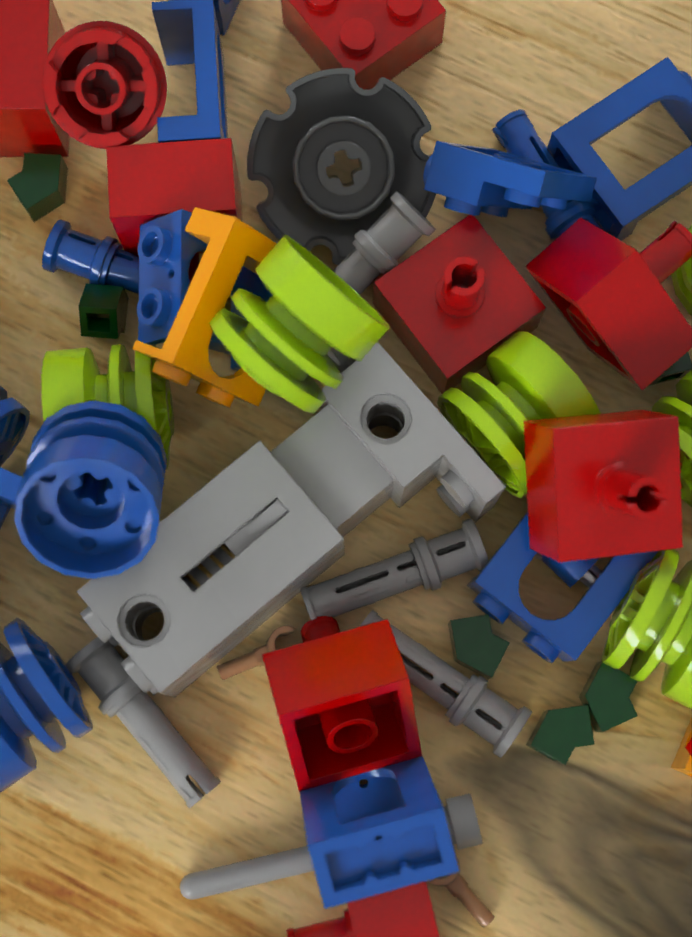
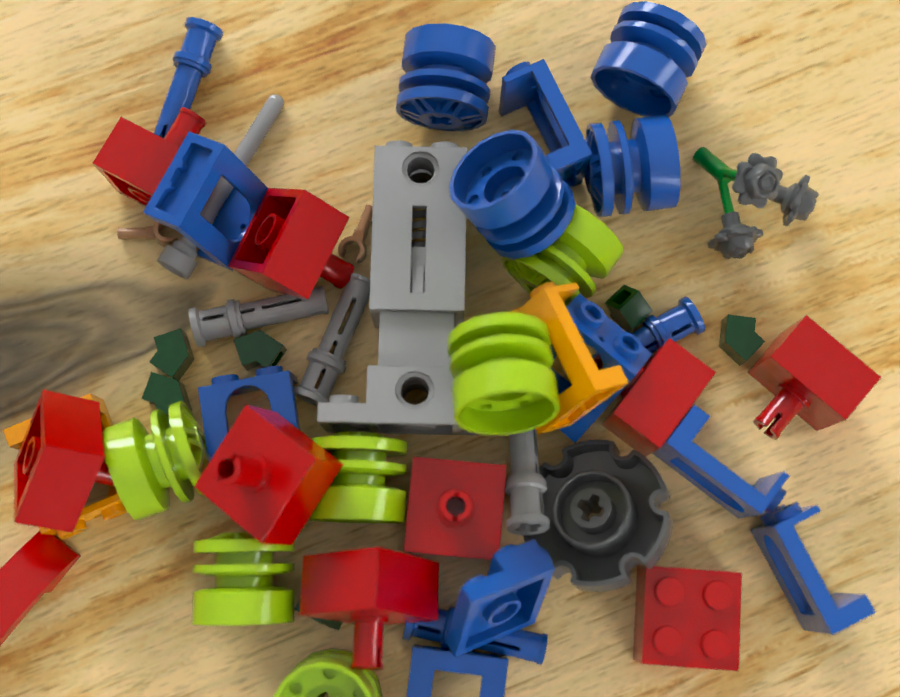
camera: 130 degrees right, 0 degrees up
(104, 84) = (755, 401): red cone -> none
(121, 696) = (362, 145): light grey pin -> none

